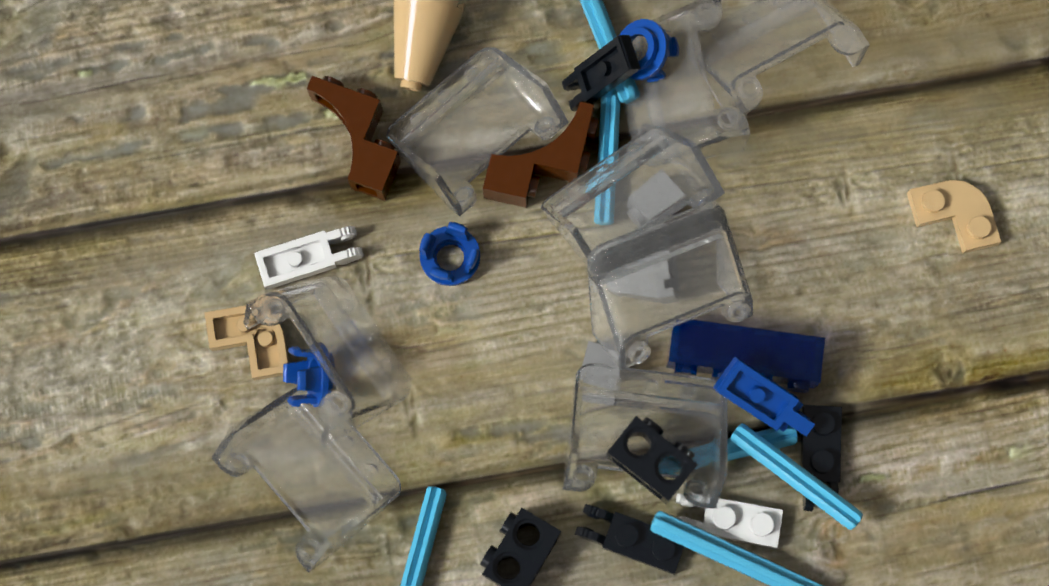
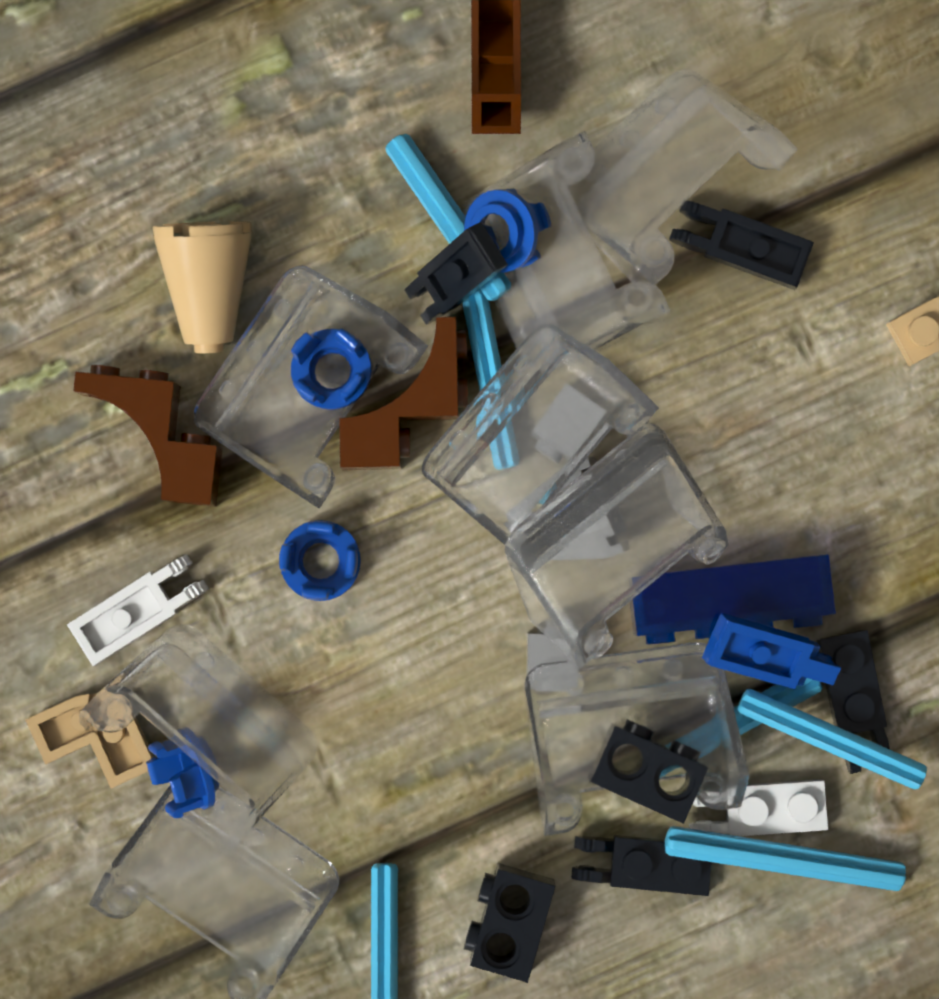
camera: 15 degrees left, 10 degrees up
(484, 104) = (311, 349): none -> blue piece
(816, 109) = (746, 245): none -> black hinge

